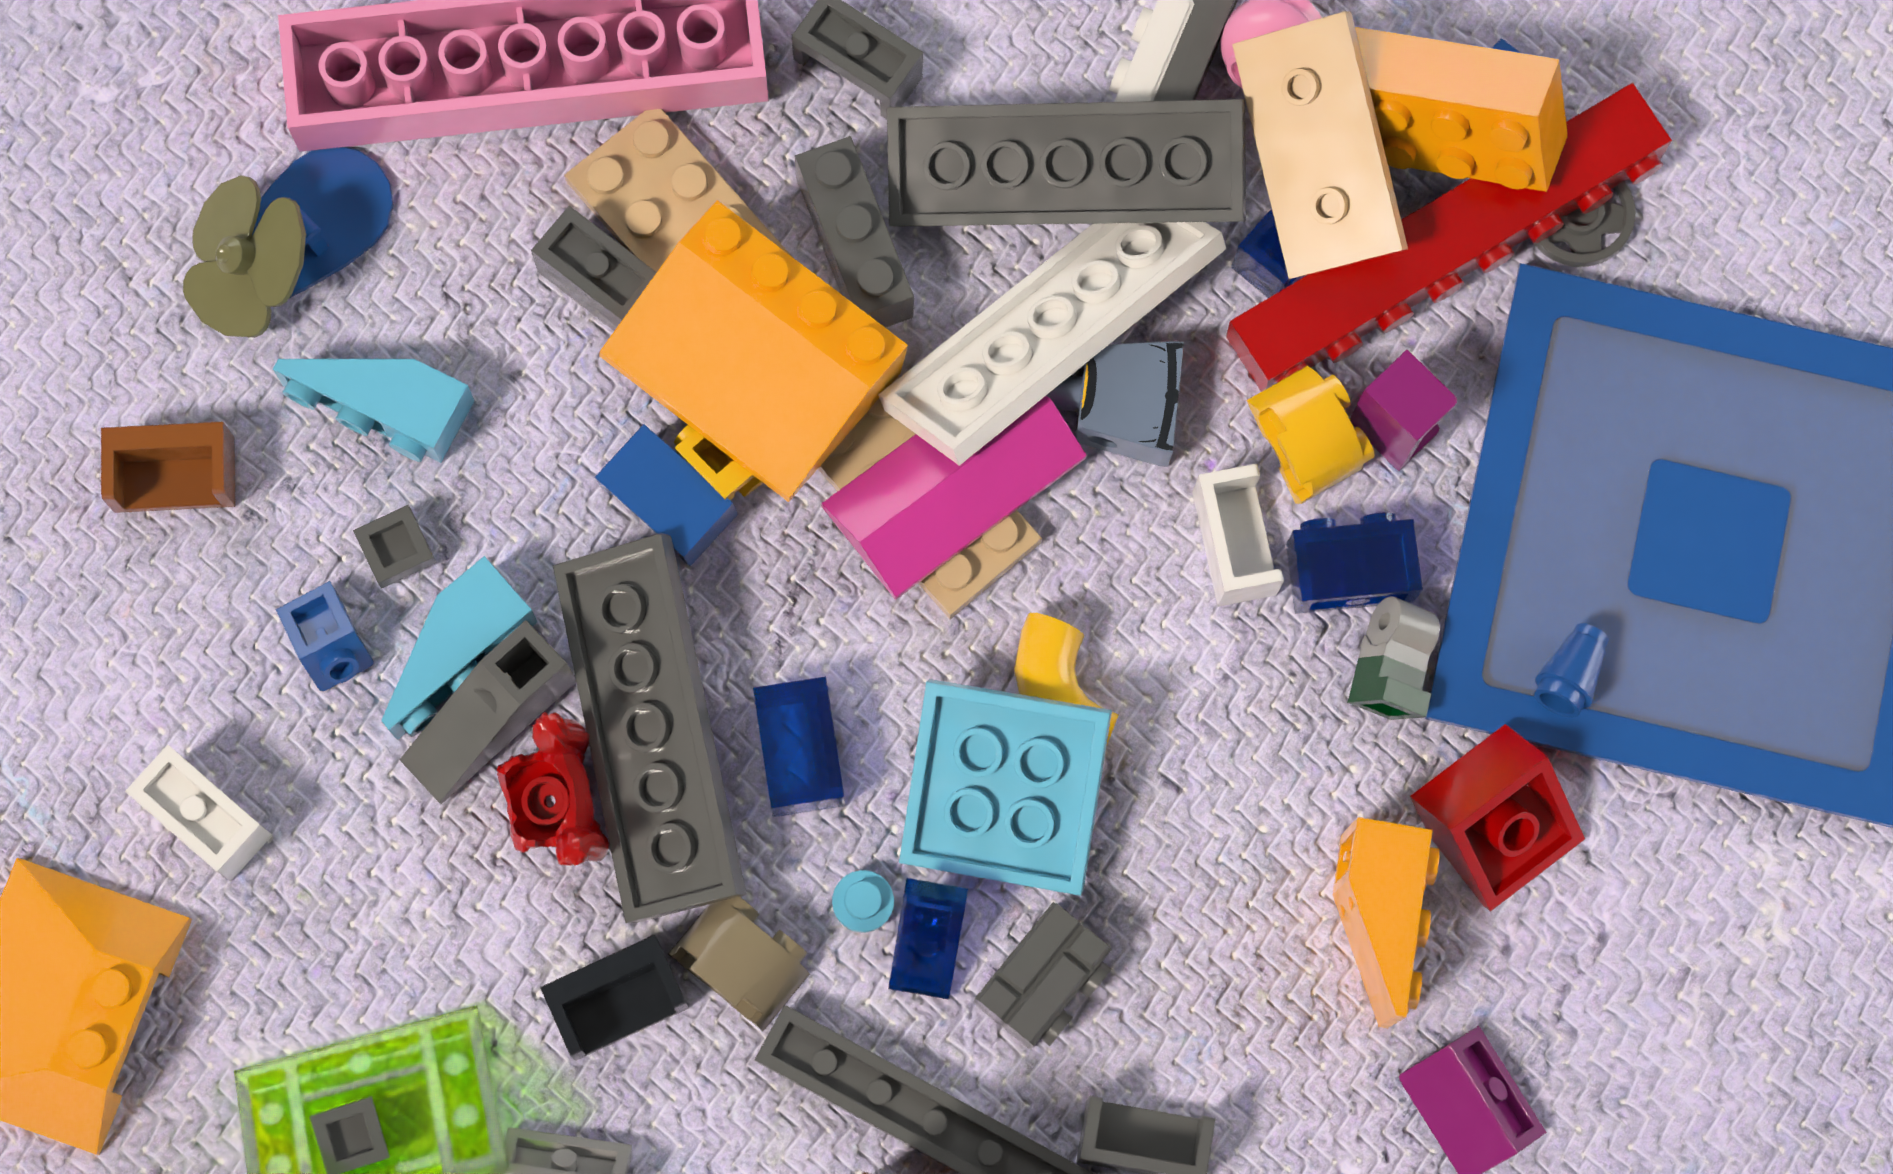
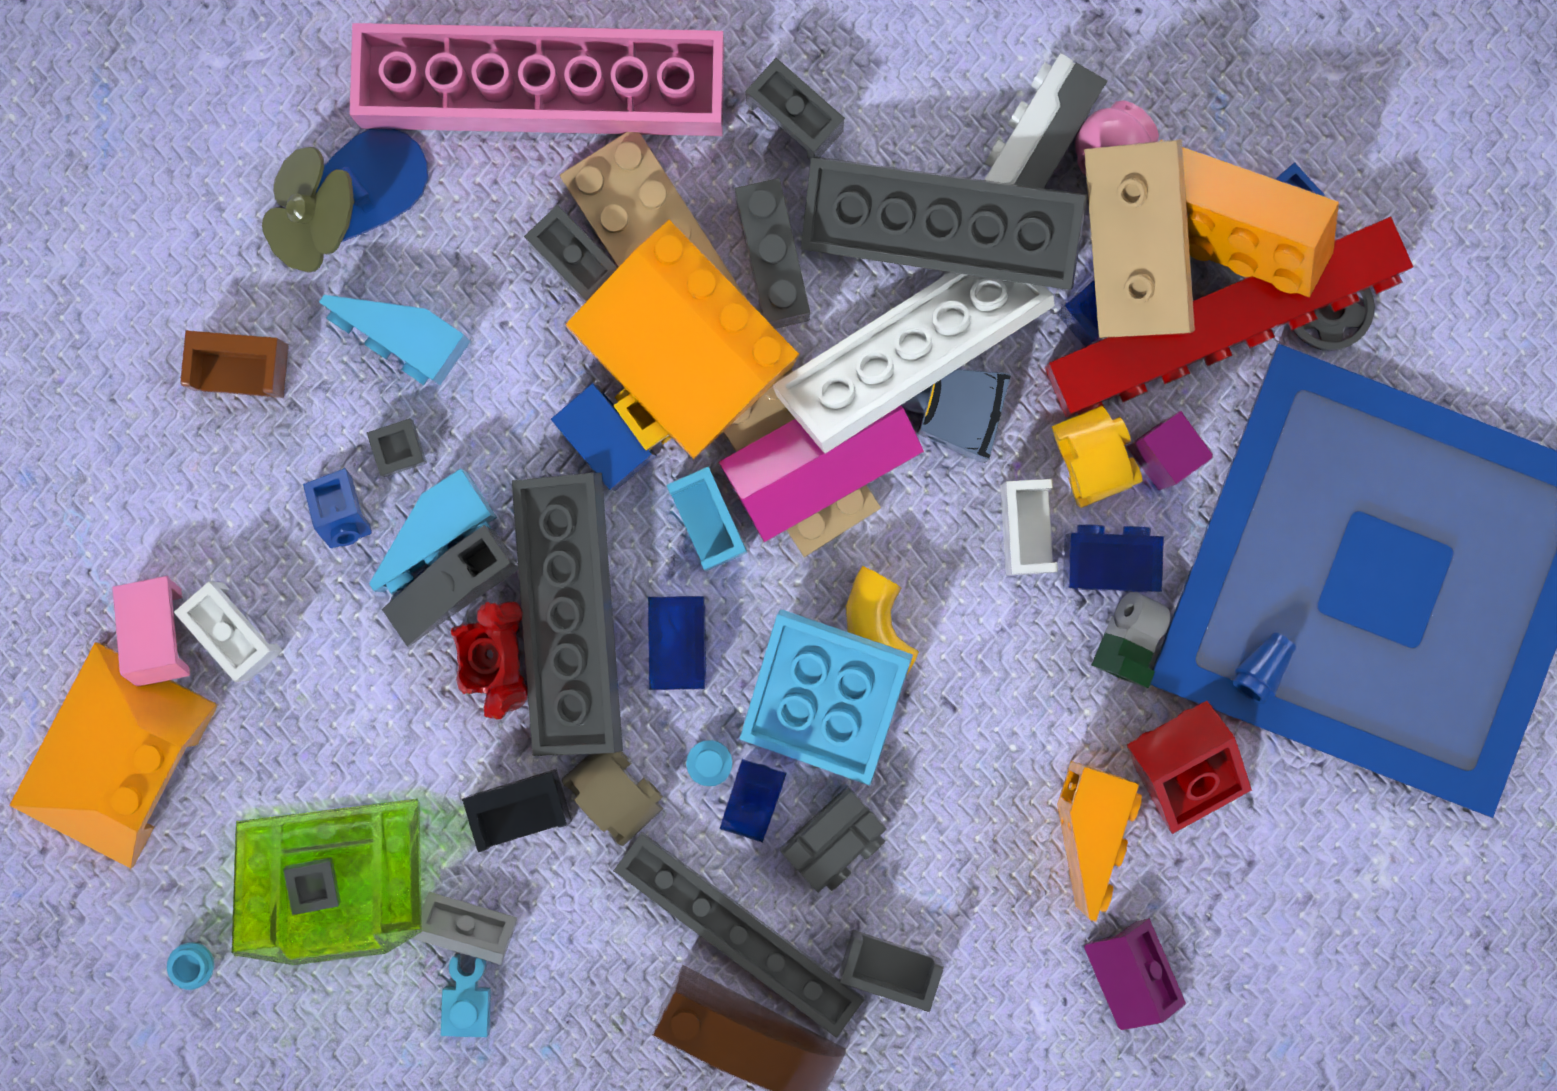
camera: 15 degrees right, 10 degrees up
(93, 826) = (148, 631): none -> bright pink panel
(816, 581) = (706, 519): none -> medium azure panel

